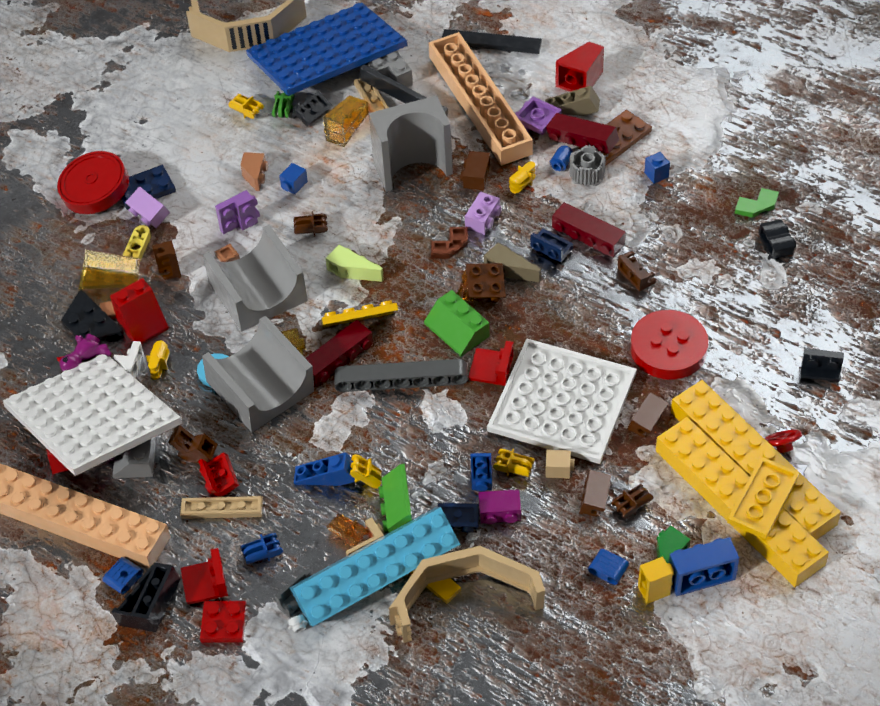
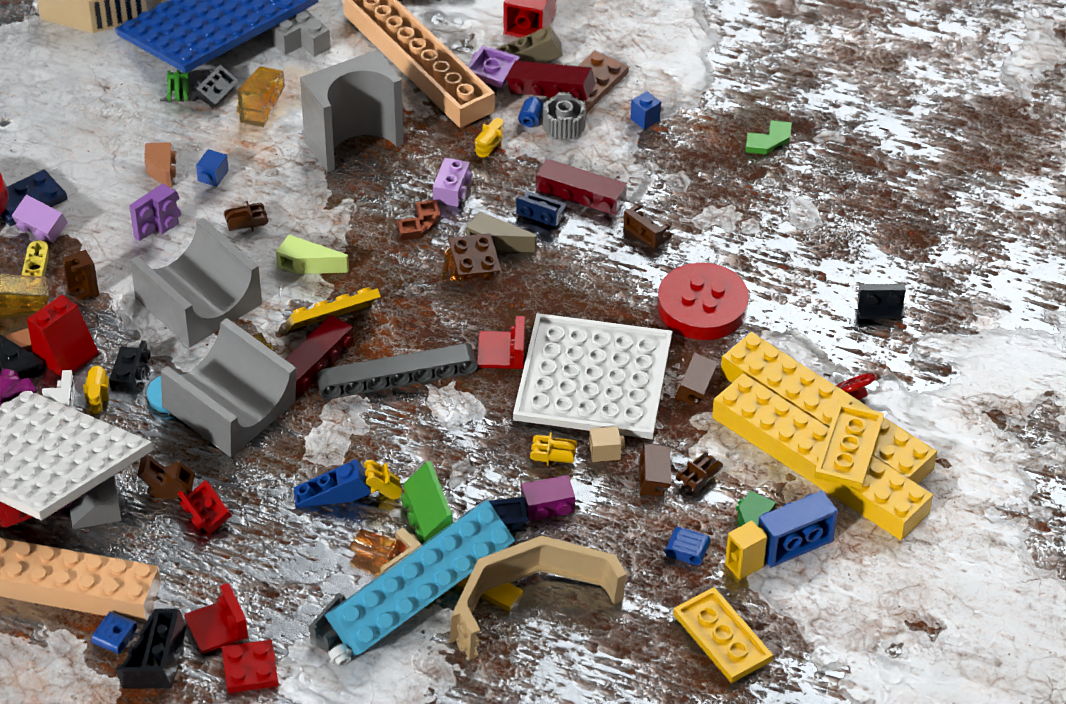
camera: 15 degrees left, 5 degrees down
(189, 342) = (130, 366): none -> black bracket
(221, 507) = (215, 543): tan tile -> none
(227, 254) = (153, 260): nougat tile -> none
(246, 105) = (132, 91): yellow arm -> none
(262, 548) = (277, 580): blue arm -> none
(370, 94) = (278, 59): tan tile -> none
(390, 86) = (303, 50): black tile -> none
(457, 323) = (451, 306): bright green slope -> none
(476, 170) = (432, 135): reddish brown brick -> none
(481, 471) = (520, 459): blue slope -> none
(620, 654) = (723, 634): none -> yellow plate
(777, 239) = (800, 173): black brick -> none

